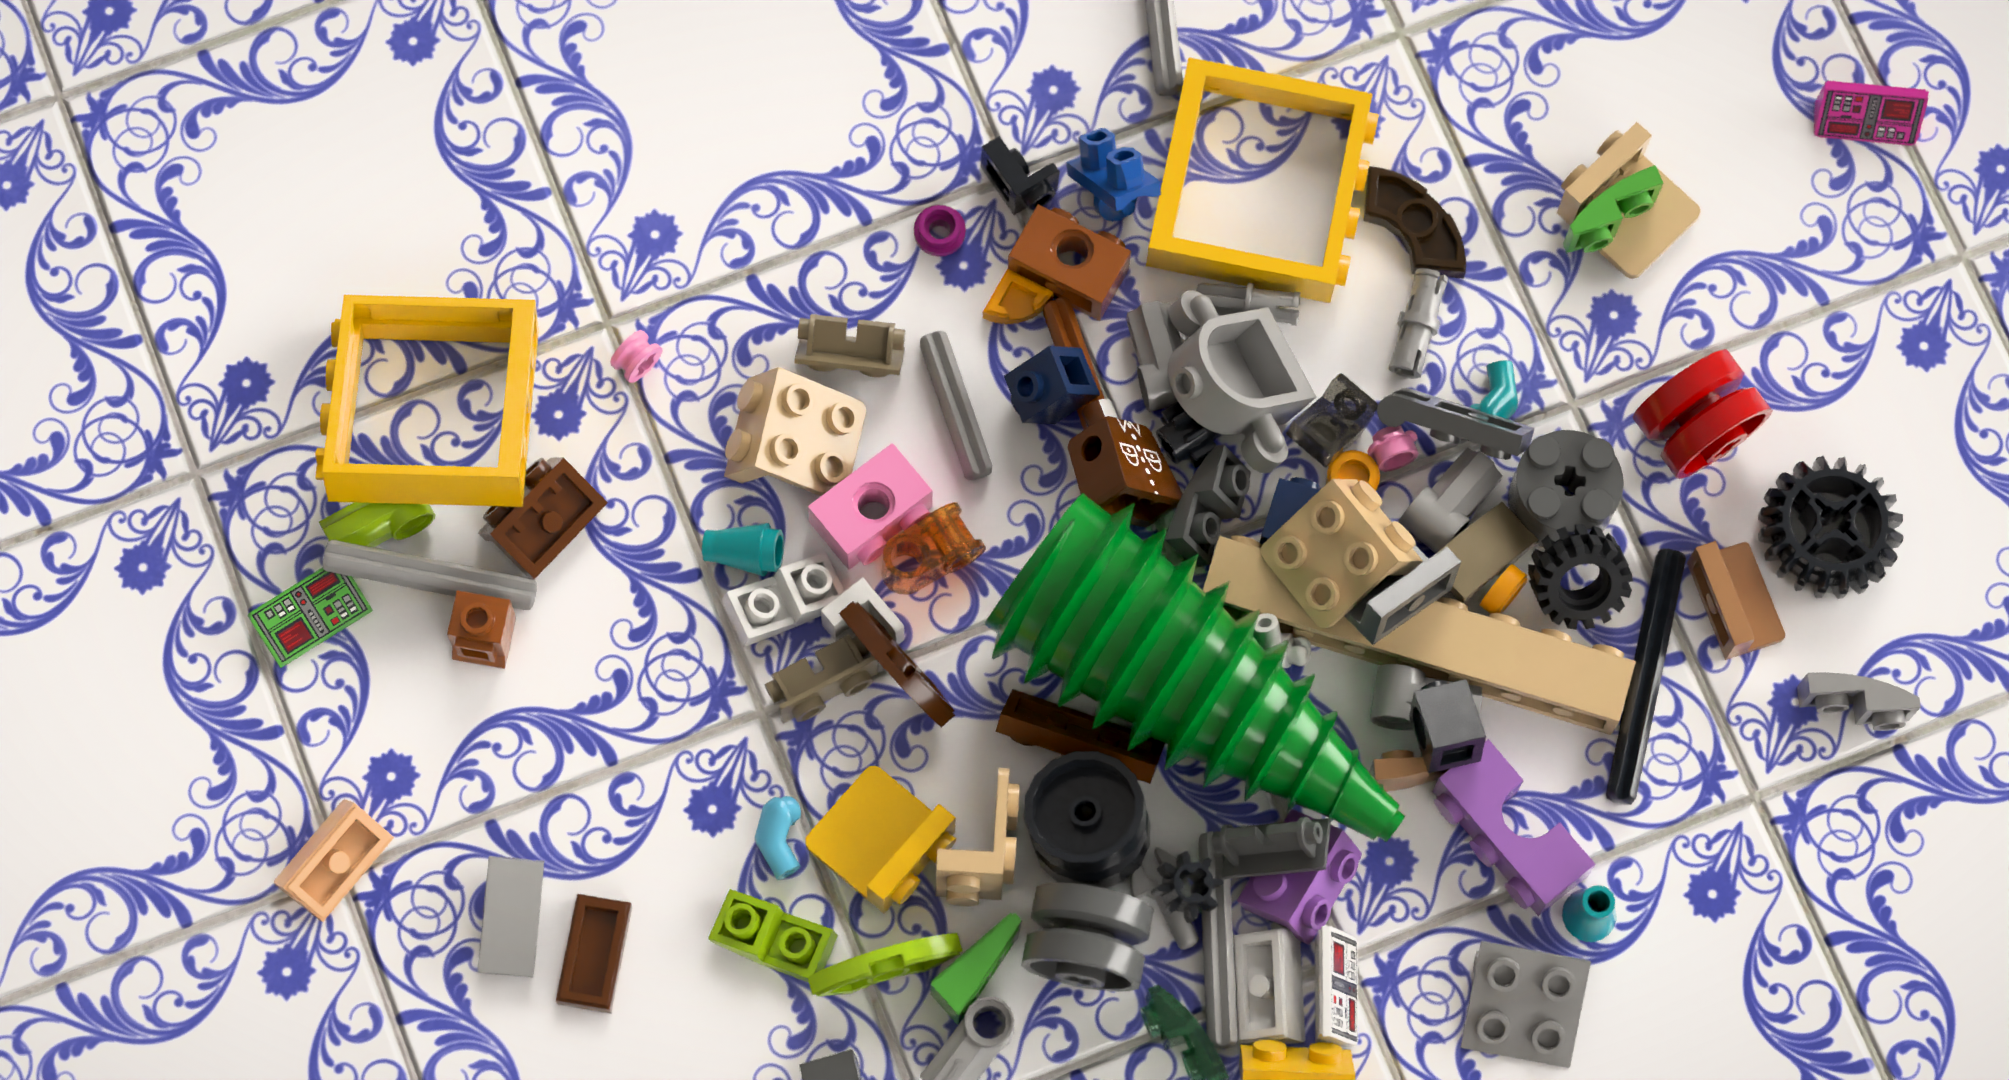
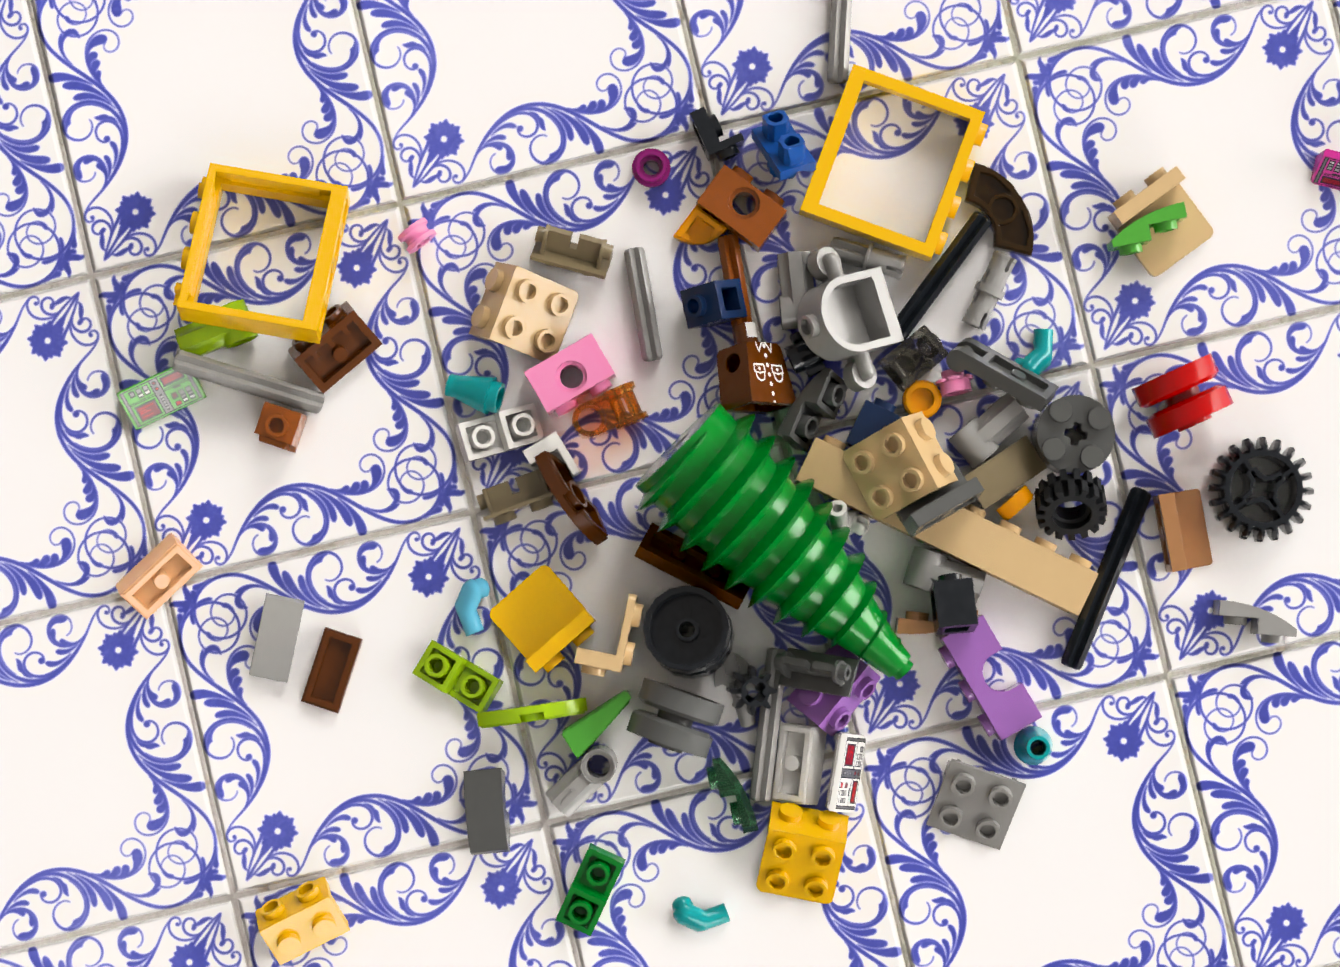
camera: 20 degrees right, 15 degrees up
(1352, 308) = (942, 272): none -> black axle

